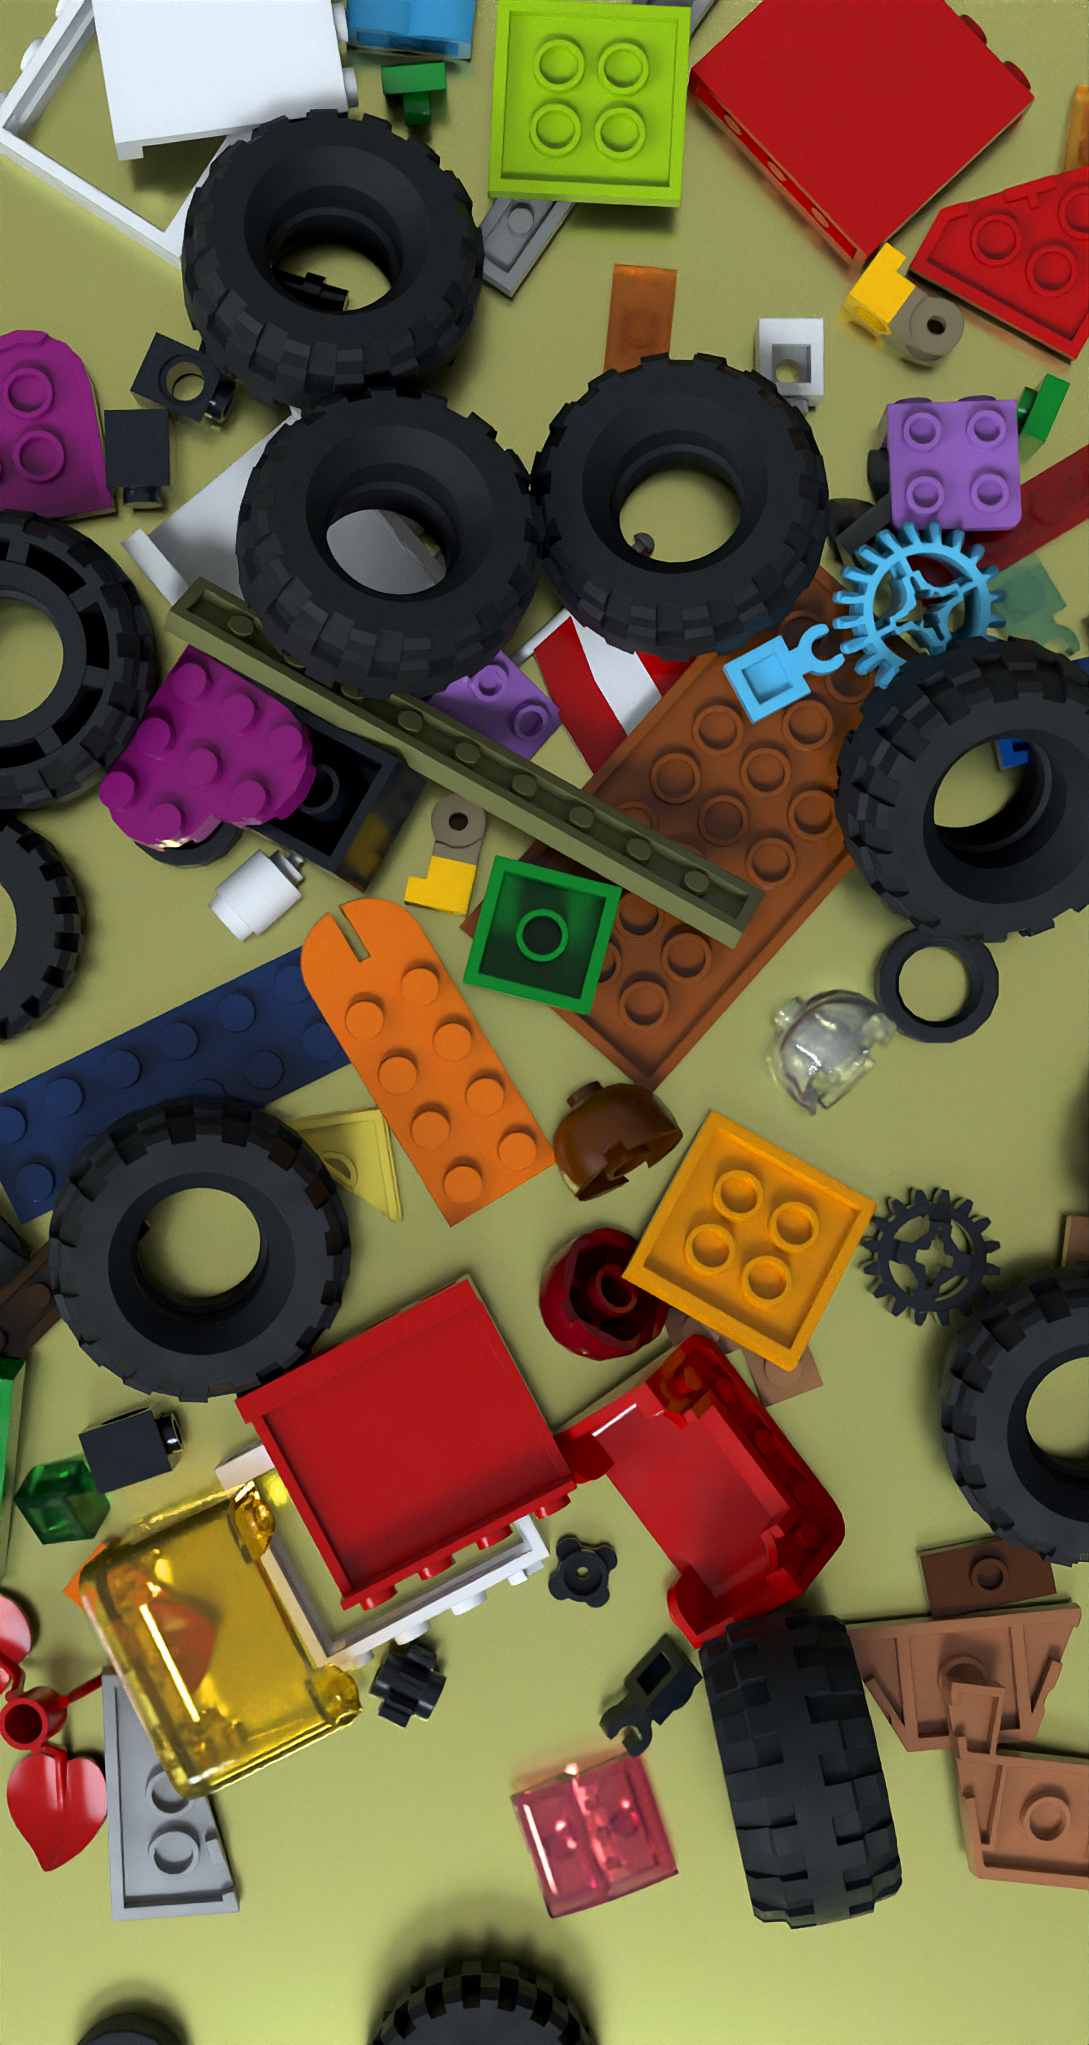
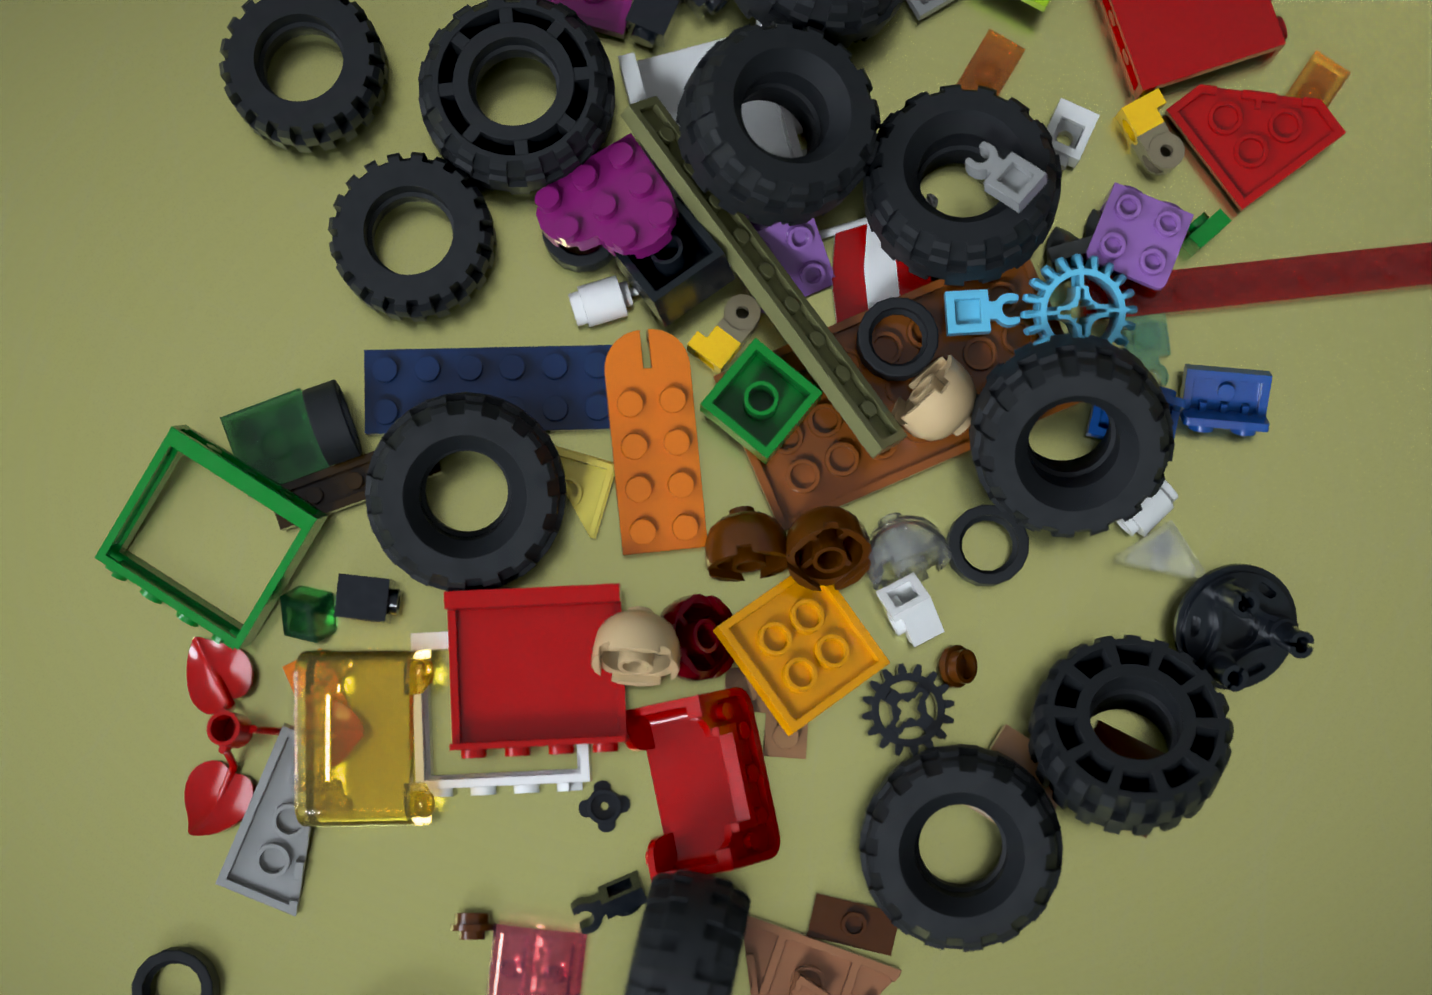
camera: 20 degrees right, 5 degrees down
(407, 1685) = (464, 823): black gear -> none
(481, 1814) = (472, 925): none -> reddish brown plate
(531, 1353) = (636, 648): none -> tan cylinder
(721, 726) = (909, 309): none -> black tyre
(724, 1093) = (827, 548): none -> reddish brown cylinder
(749, 479) = (1008, 180): none -> light grey plate
(785, 824) = (939, 401): none -> tan cylinder
(874, 1121) = (911, 609): none -> white brick
(970, 1166) = (957, 666): none -> reddish brown plate

